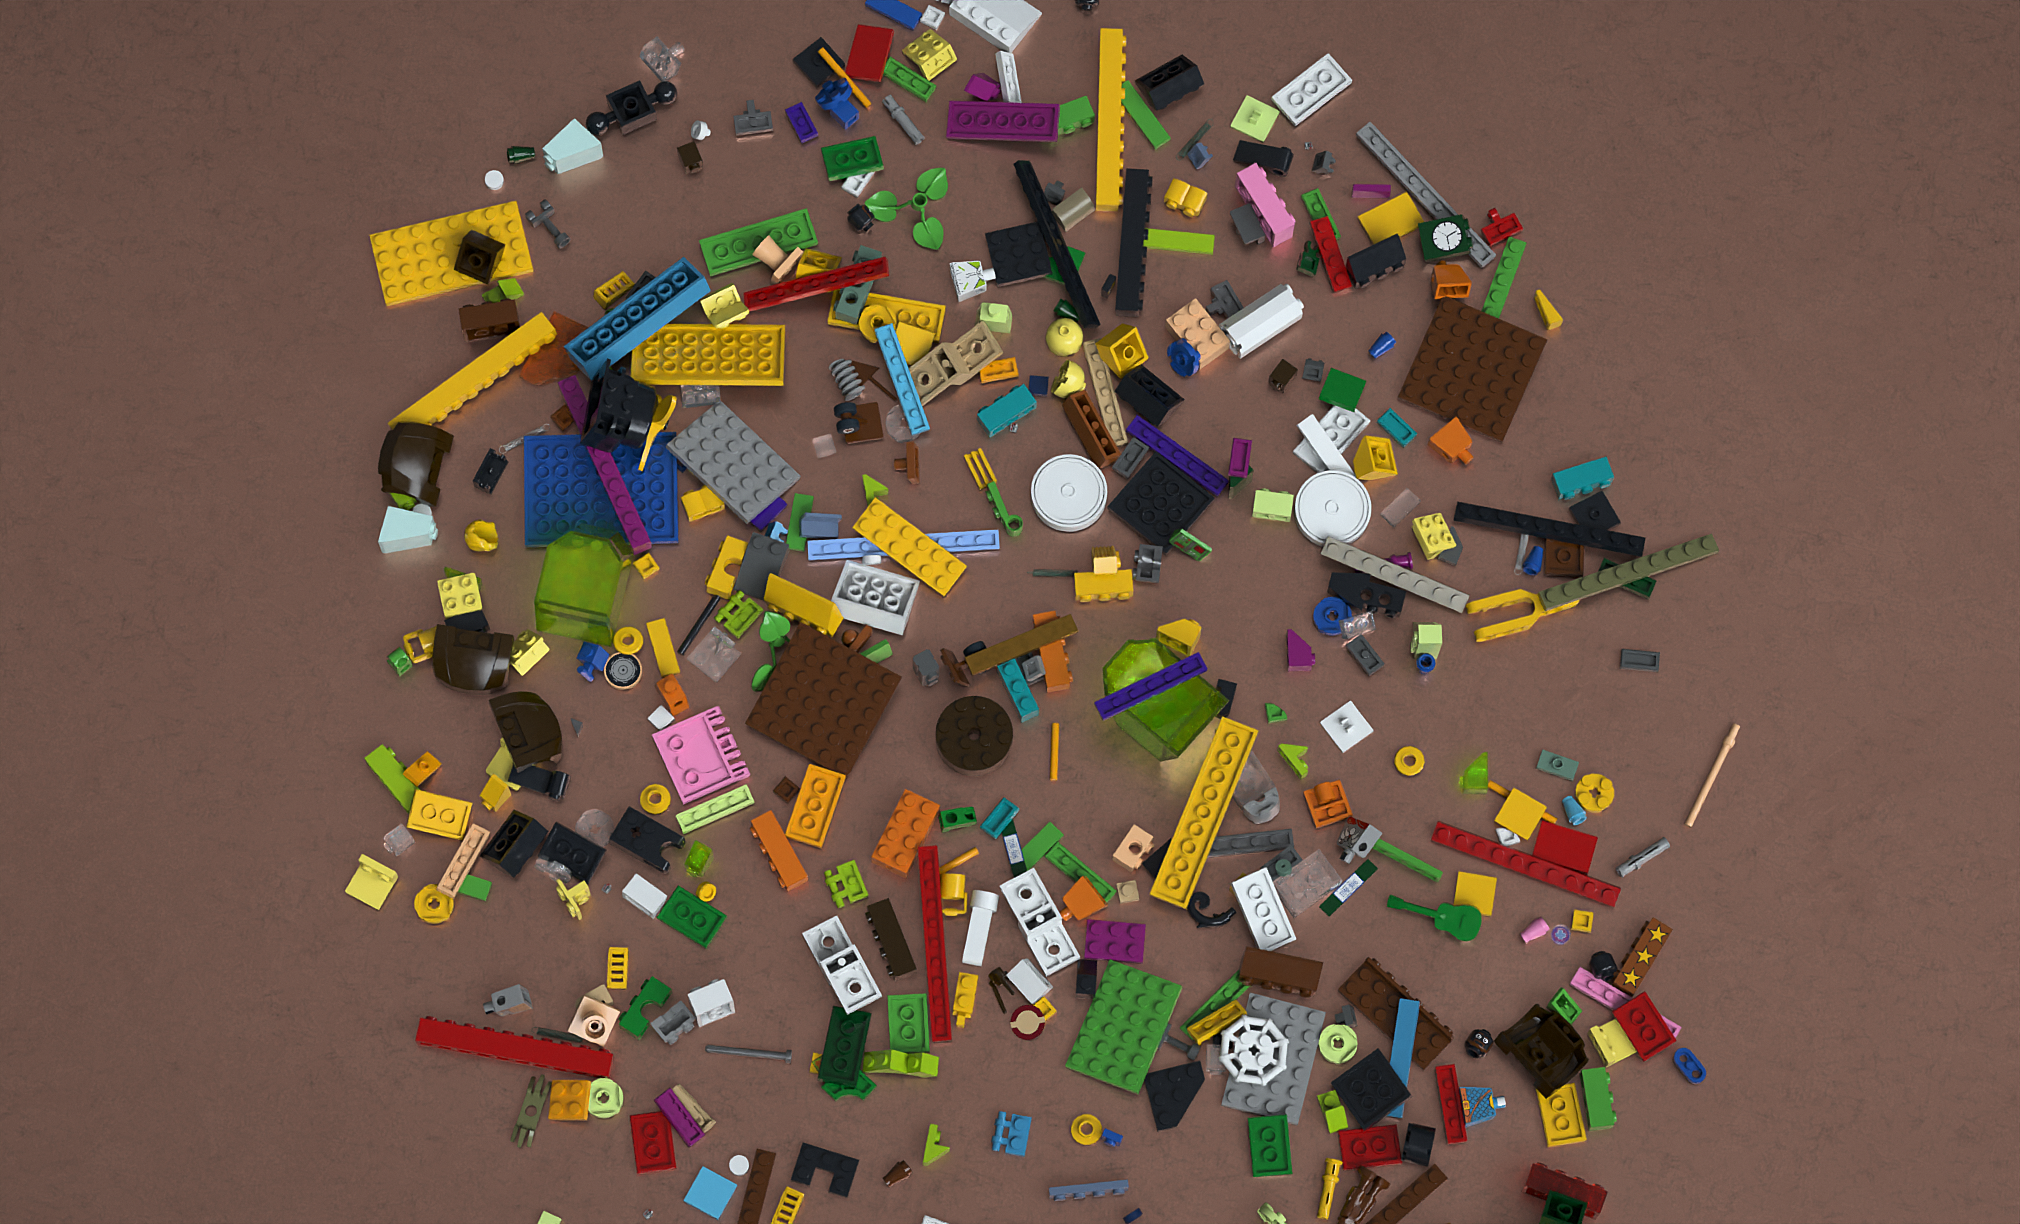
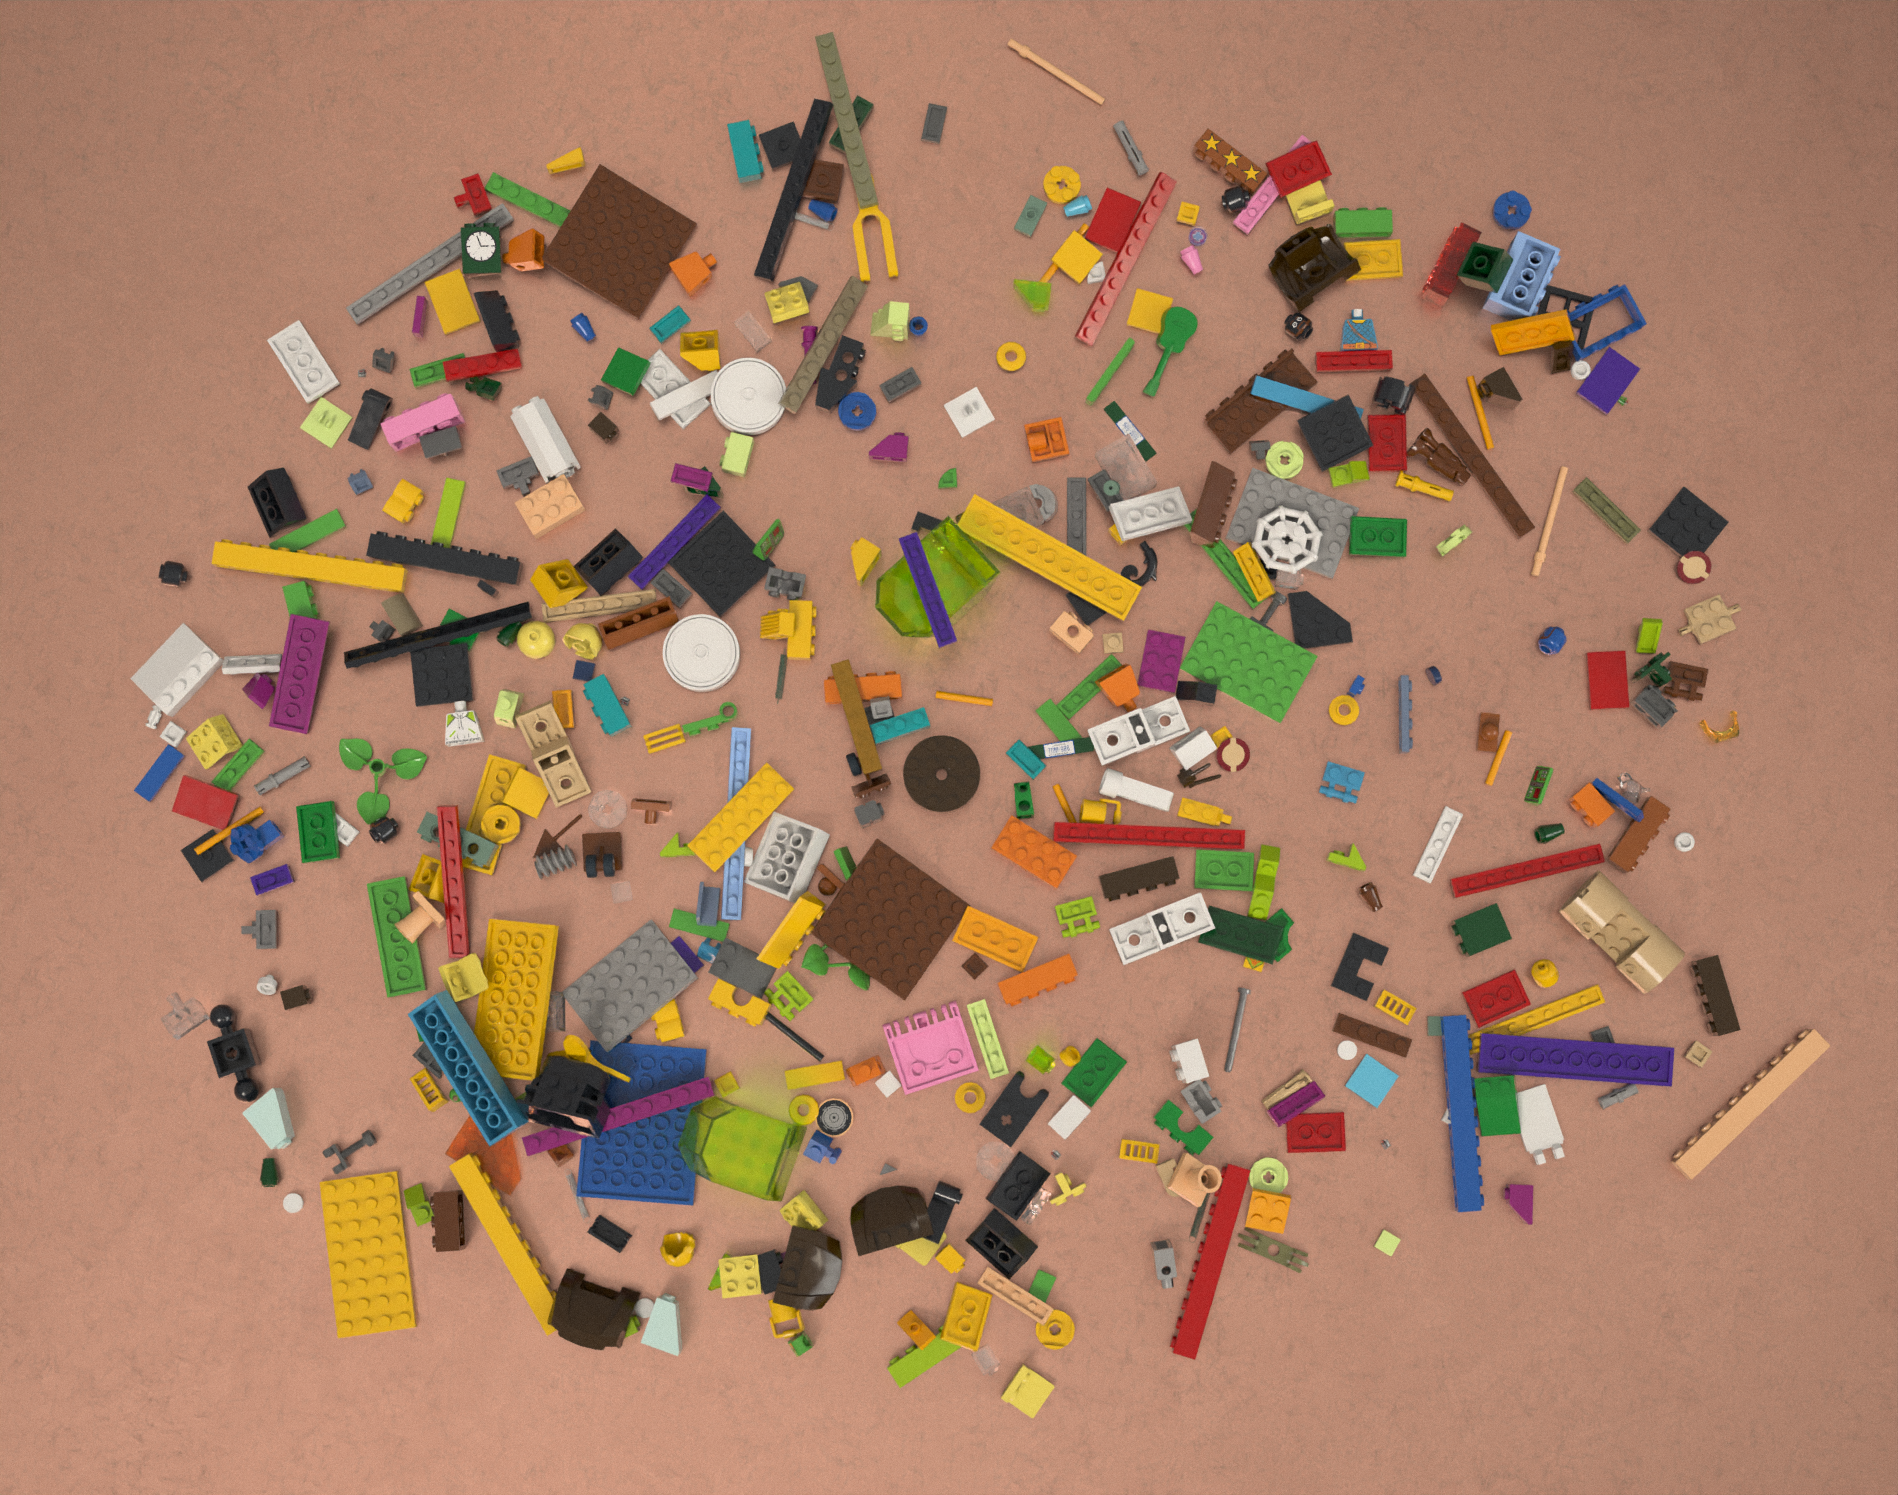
camera: 80 degrees left, 10 degrees up
(479, 256) = (378, 1225): dark brown slope -> none
(714, 654) = (829, 1024): clear plate -> none
(902, 379) = (563, 806): medium azure tile -> none
(1184, 357) = (574, 522): blue plate -> none
(1202, 134) = (340, 484): sand green piece -> none
(1291, 754) = (994, 468): lime slope -> none
(1357, 624) = (870, 387): clear plate -> none
(1357, 839) = (1087, 415): light grey torso -> none
(1564, 1005) = (1269, 242): bright green slope -> none
(1692, 1064) = (1338, 134): blue plate -> none

